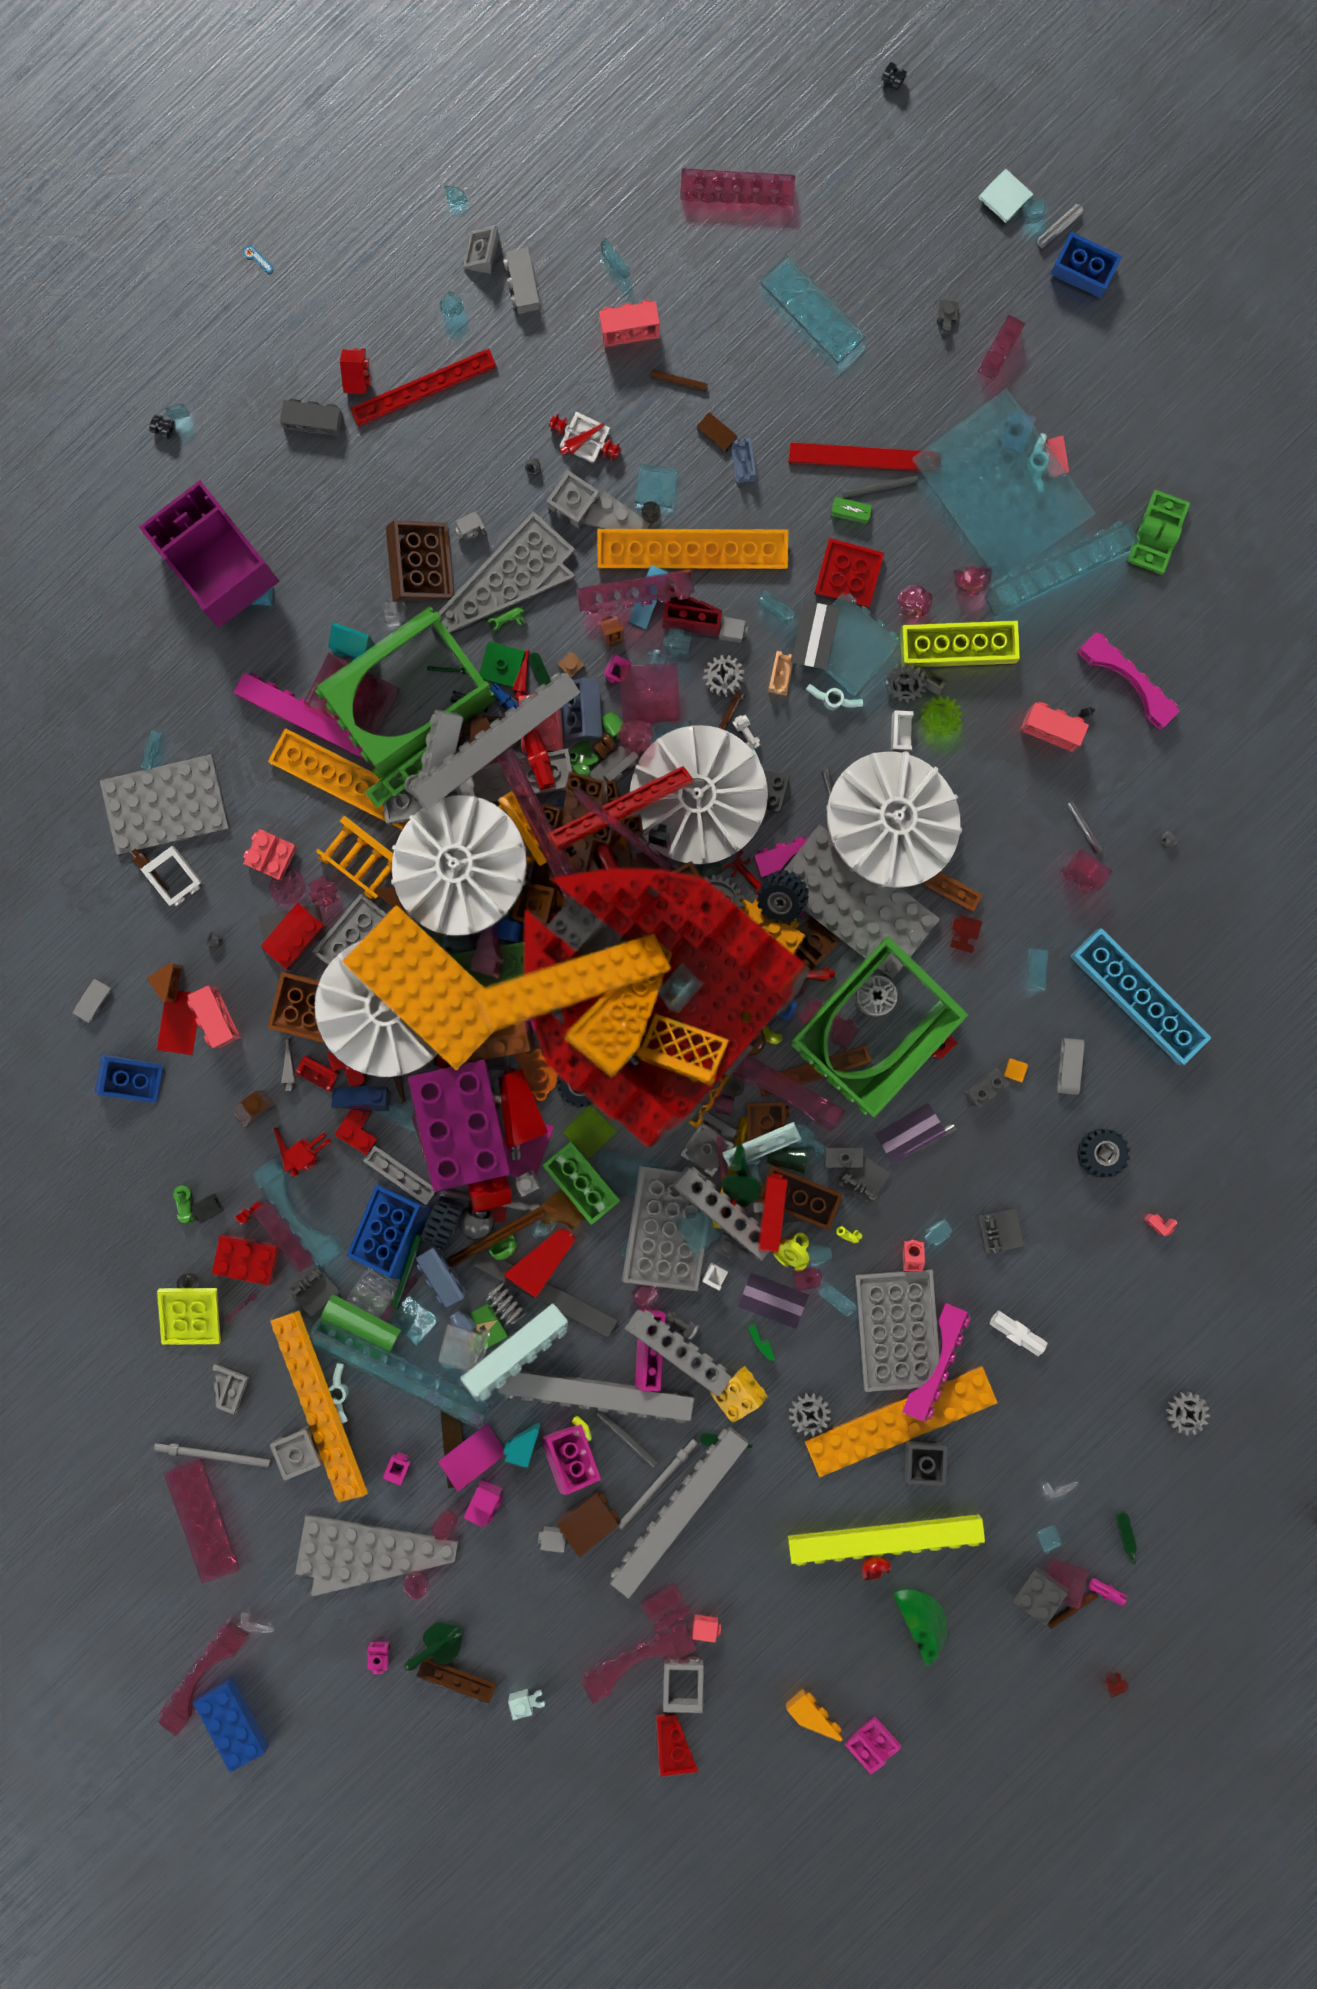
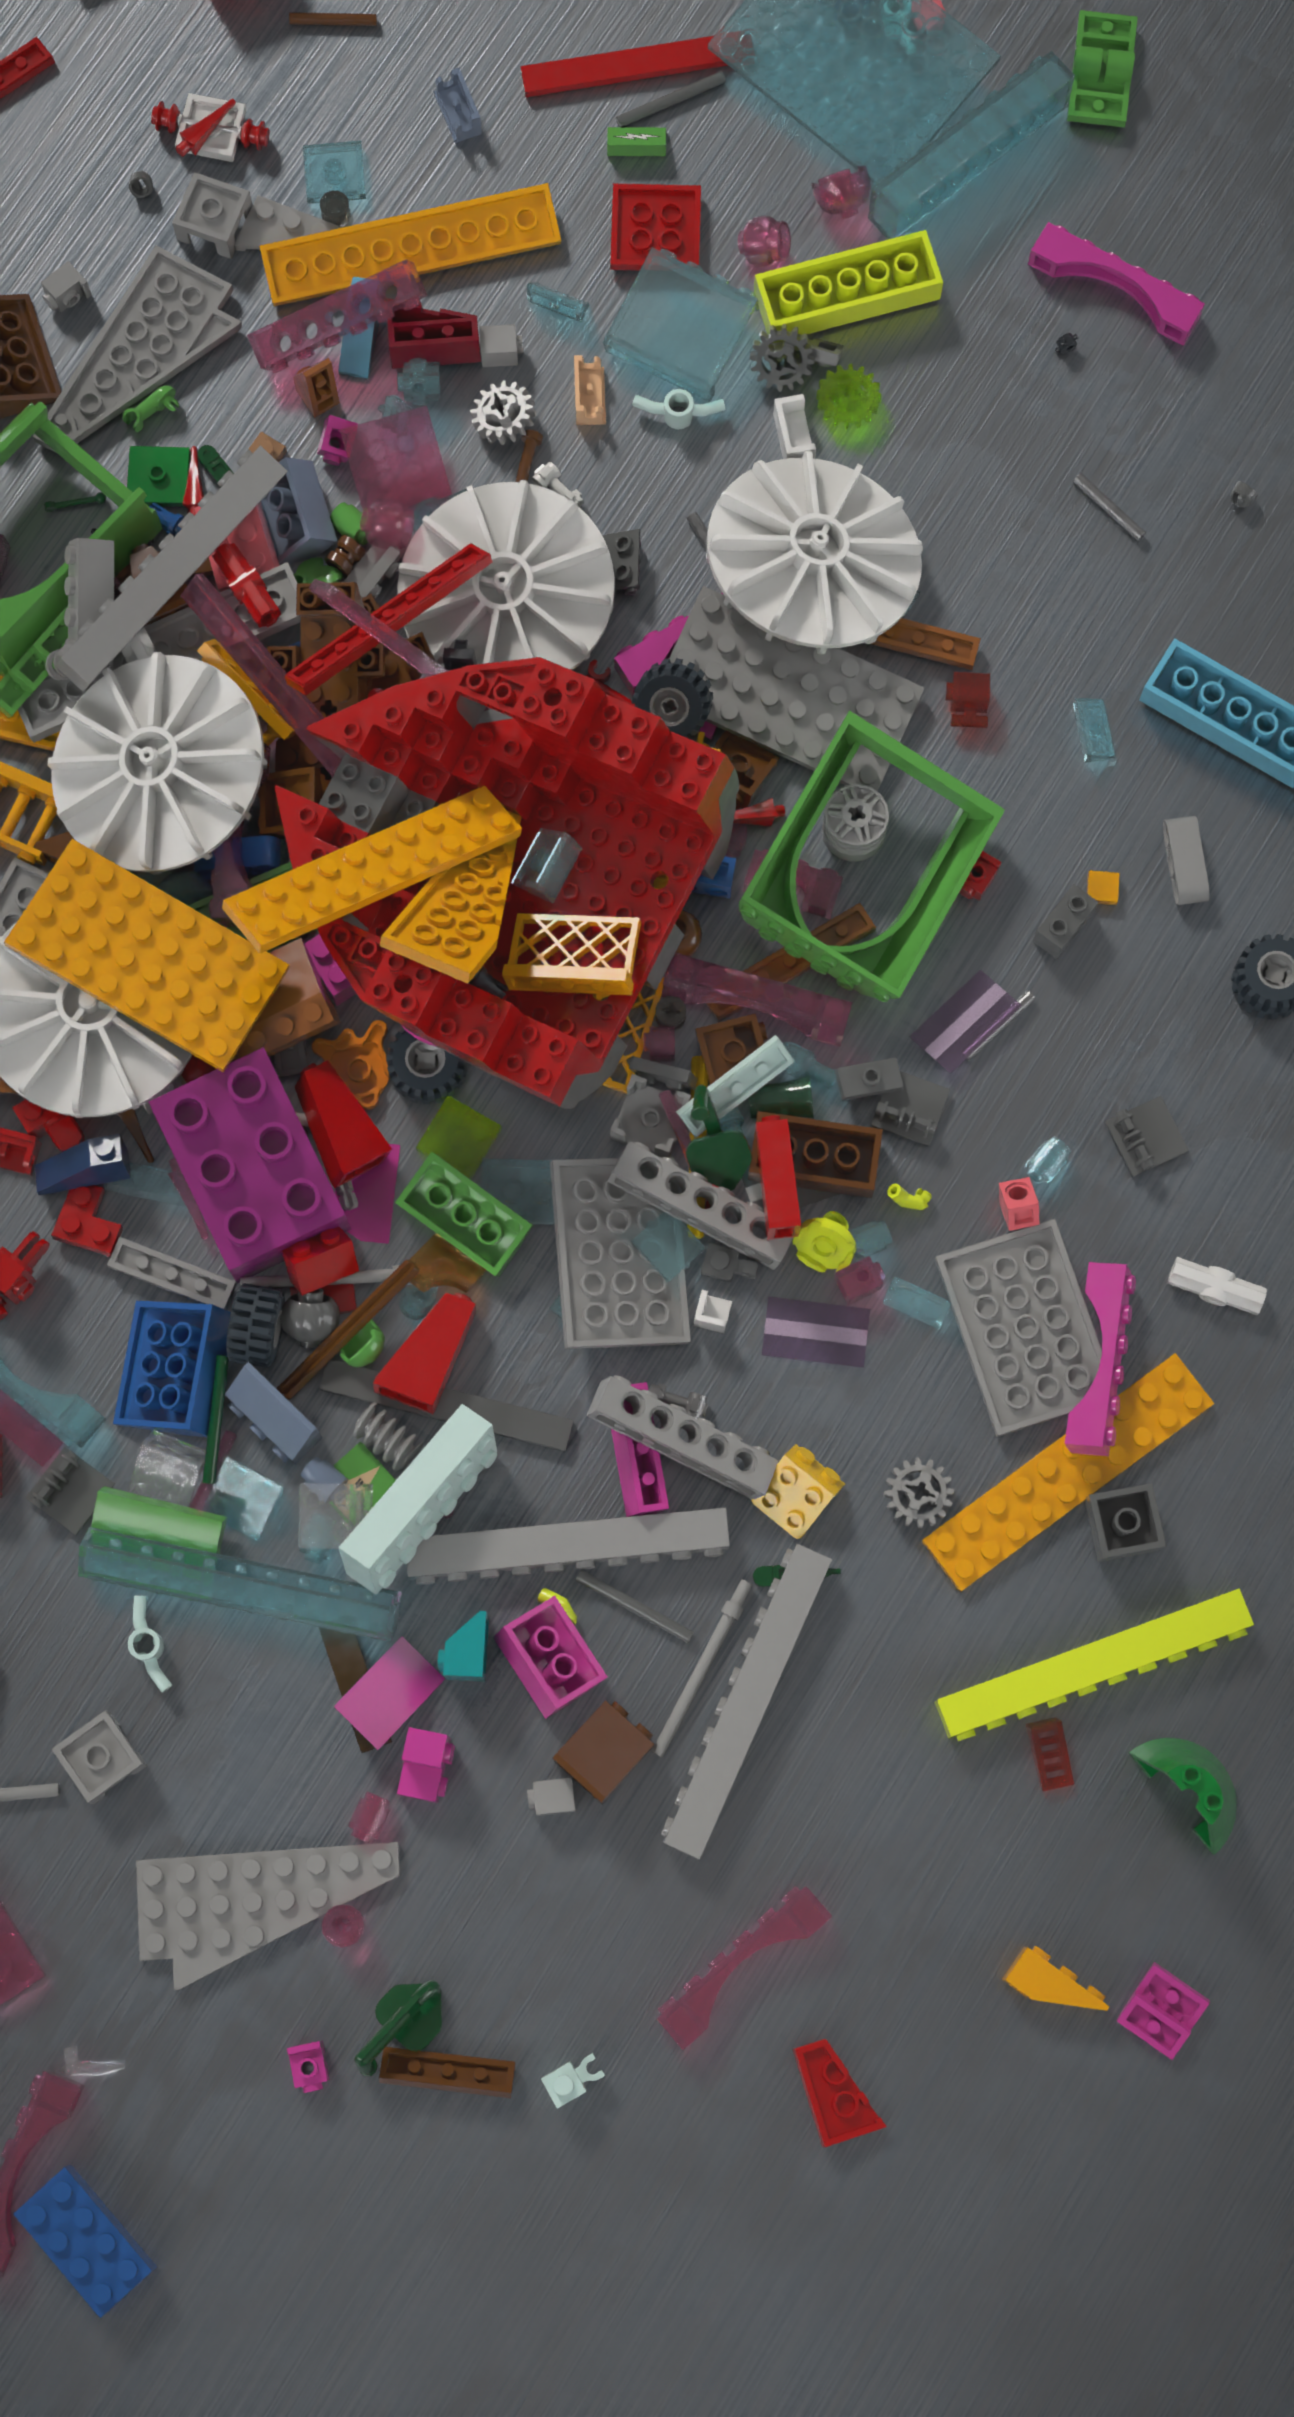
camera: 15 degrees left, 10 degrees down
(318, 1407) = (120, 1672): light orange plate -> none
(397, 1475) = (261, 1752): dark pink brick -> none
(527, 1183) = (379, 1238): light grey brick -> none
(644, 1296) = (605, 1363): clear pink head -> none
(660, 1603) = (756, 1858): clear pink plate -> none
(683, 1704) = (834, 2019): light grey window -> none
(705, 1628) = (839, 1882): coral brick -> none
(717, 431) = (407, 77): reddish brown tile -> none
(764, 1346) = (818, 1404): green slope -> none
(772, 1037) = (710, 925): neon yellow arm -> none
(815, 635) = (626, 319): dark grey sticker -> none
(847, 1570) = (1061, 1751): none -> clear red slope
(873, 1568) = (1087, 1714): red hair -> none
(1054, 726) = (1022, 369): coral brick -> none
(1085, 871) = (1128, 564): clear pink brick -> none

